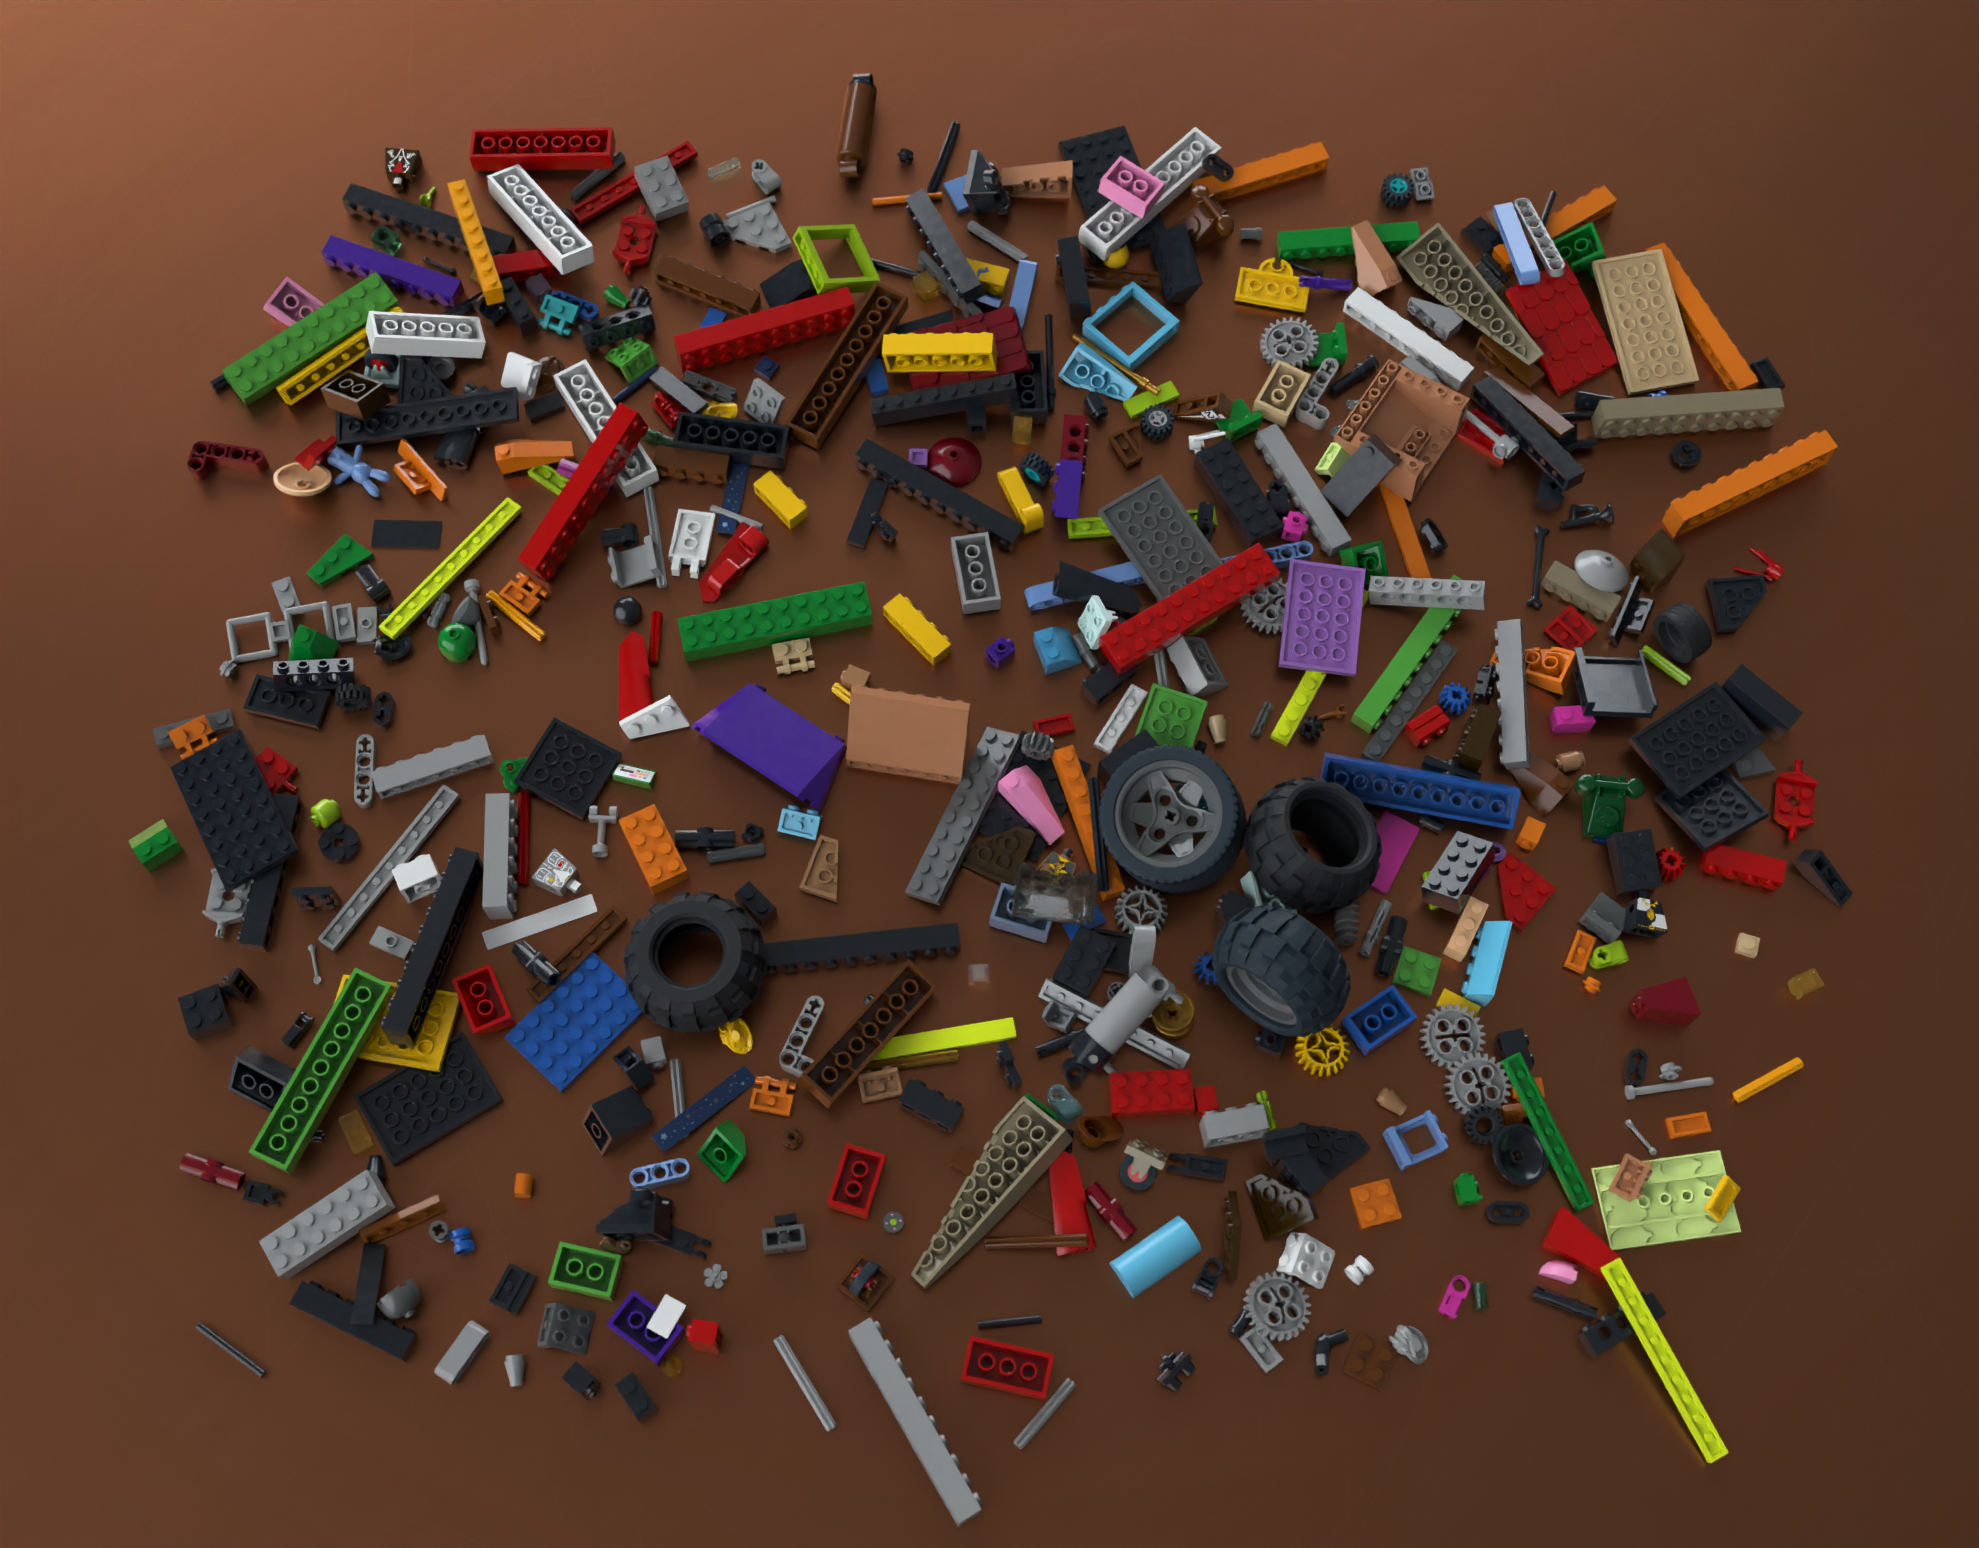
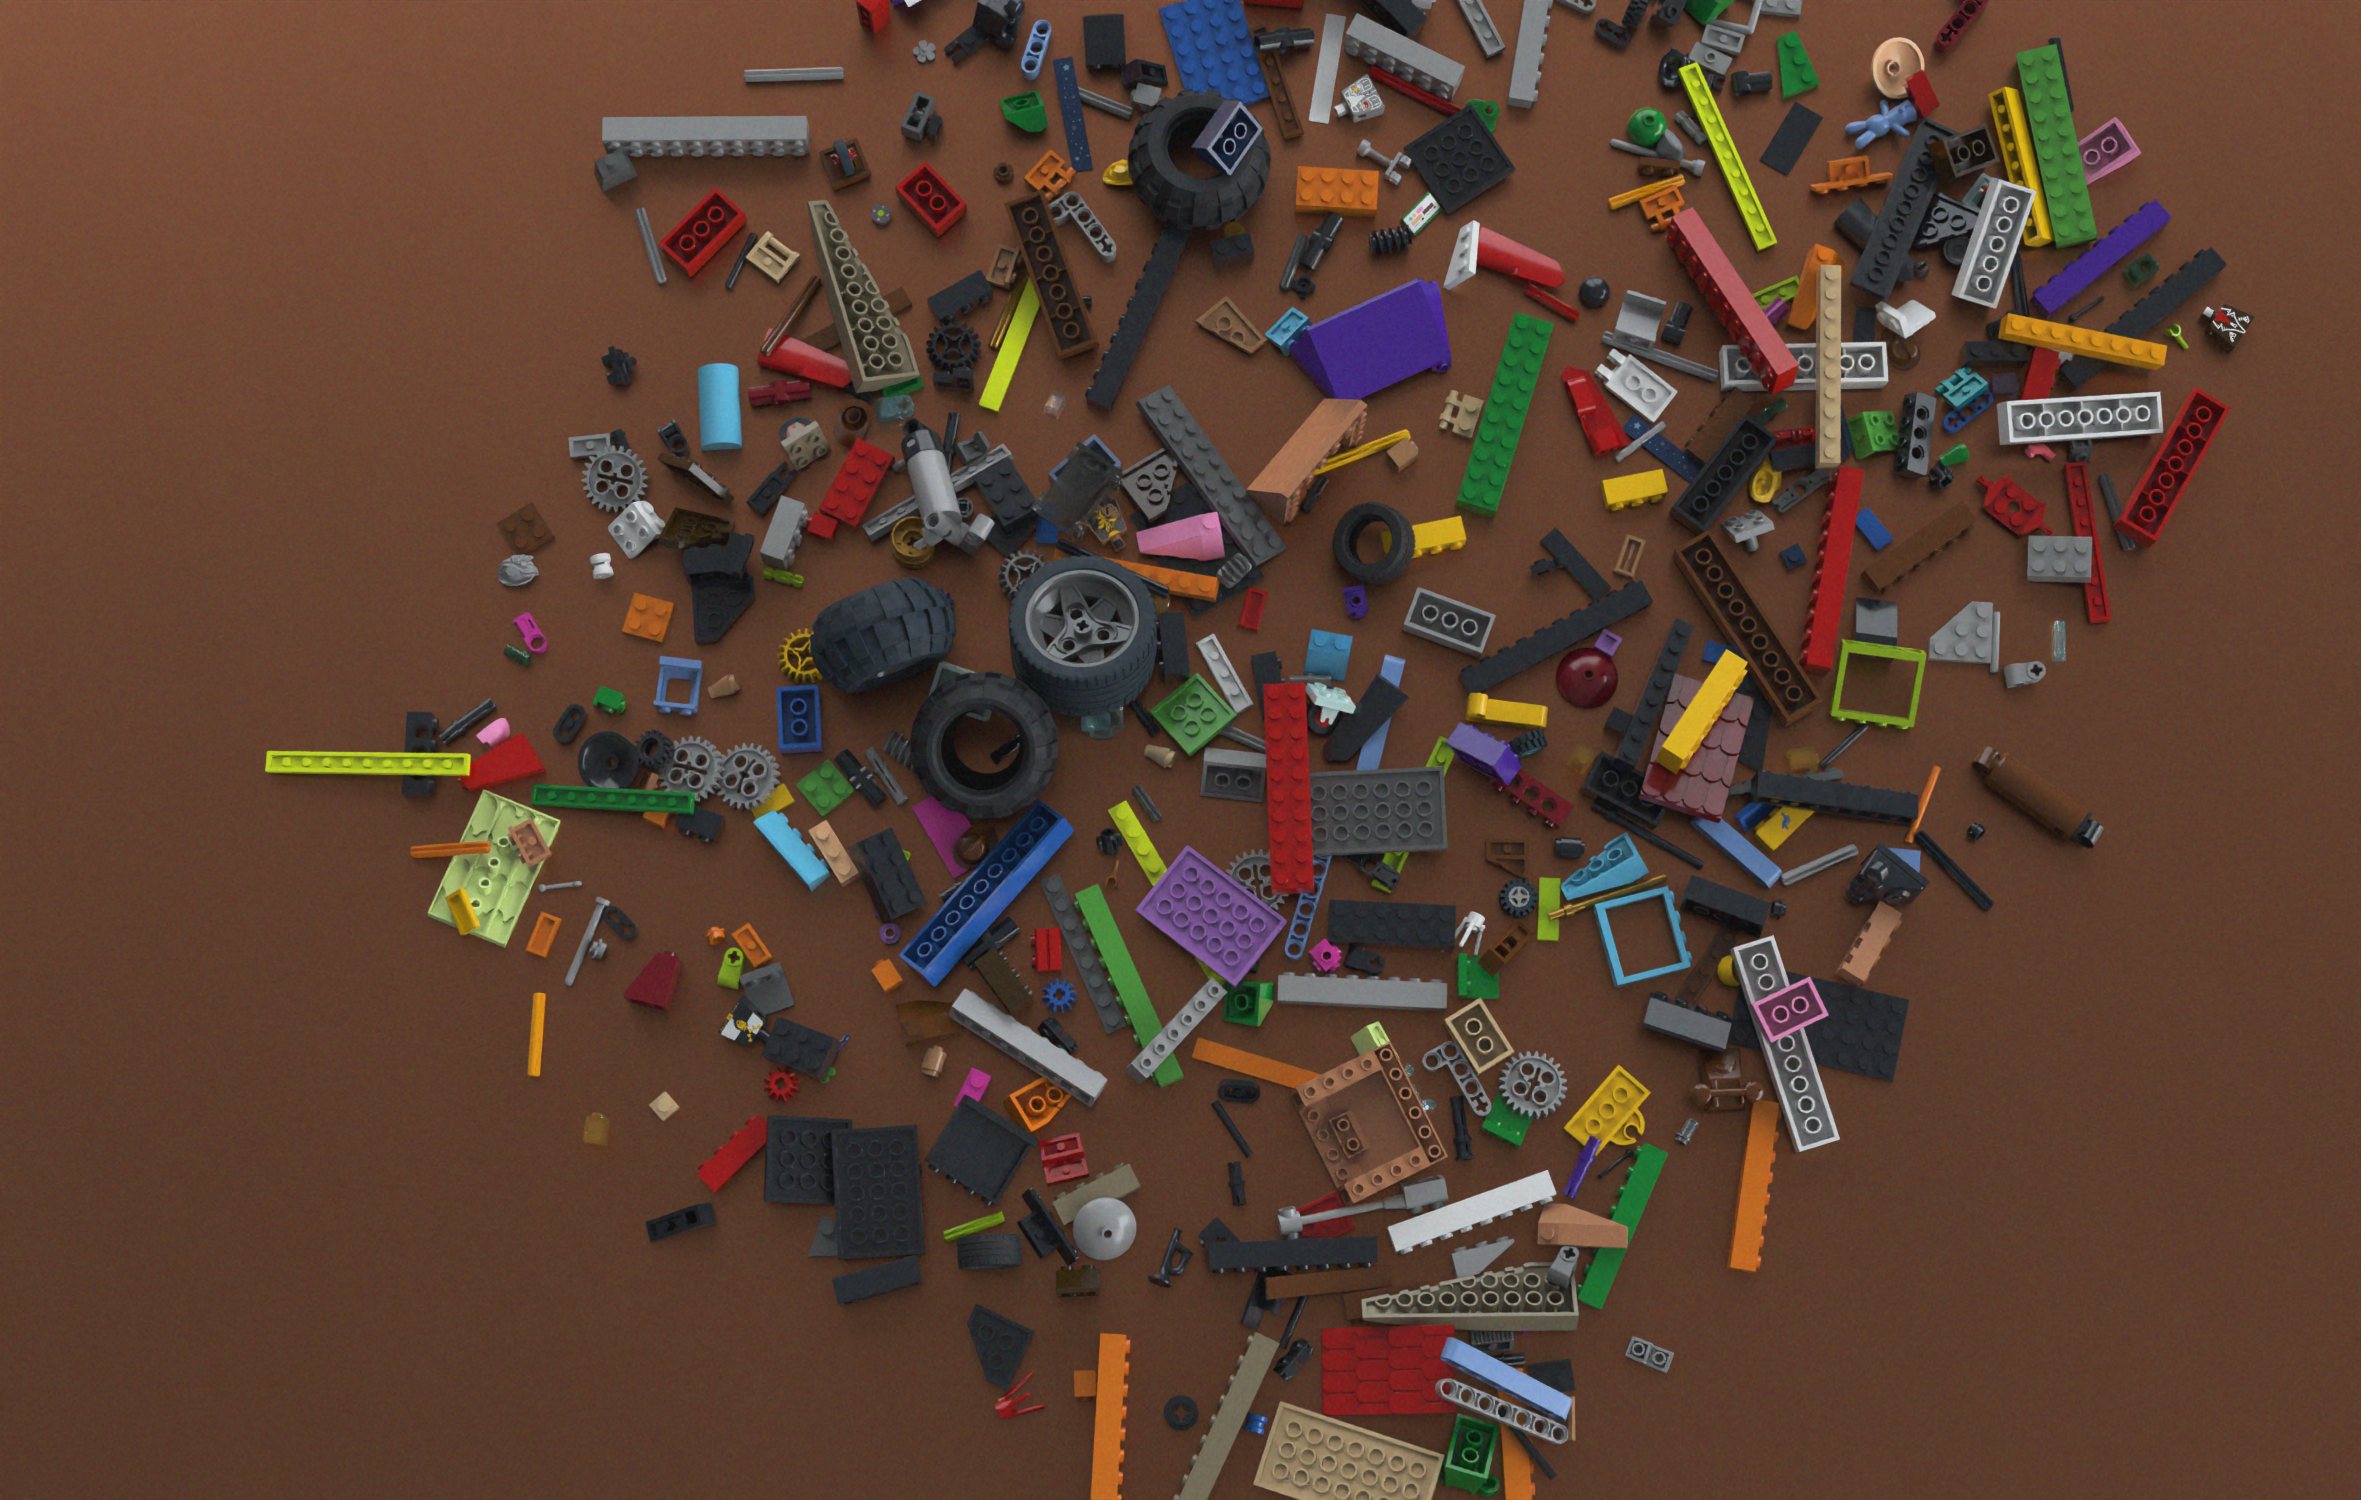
camera: 120 degrees right, 10 degrees up
(600, 399) = (1828, 367): none -> tan brick
(672, 784) = (1390, 239): none -> black piece
(672, 928) = (1227, 137): none -> dark blue slope
(714, 229) = (1983, 588): black wheel -> none
(838, 481) = (1624, 572): none -> medium nougat tile
(972, 1082) = (943, 334): none -> black gear
(974, 650) = (1347, 534): none -> black tyre
(996, 1490) = (614, 170): none -> dark grey torso
(997, 1294) = (768, 261): none -> tan plate
(1048, 252) = (1778, 909): none -> black plate
(1217, 167) = (1779, 1135): black beam -> none
(1229, 906) = (974, 649): black slope -> none
(1323, 1348) = (559, 497): black arm -> none
(1360, 475) = (1333, 1041): black brick -> none
(1390, 825) = (975, 845): none -> reddish brown piece
(1402, 185) = (1662, 1319): black wheel -> none
(1409, 253) = (1563, 1266): none -> dark grey piece
(1463, 527) = (1232, 1128): none -> black bar
(1501, 501) = (1236, 1183): none -> black pin
(1521, 891) = (840, 933): red plate -> none
(1541, 533) = (1116, 1147): black piece -> none
(1605, 802) = (871, 1063): dark green piece -> none
(1680, 1243) = (450, 849): none -> orange axle
(1717, 525) = (1085, 1385): none -> orange brick
(1801, 788) = (754, 1238): red plate -> none

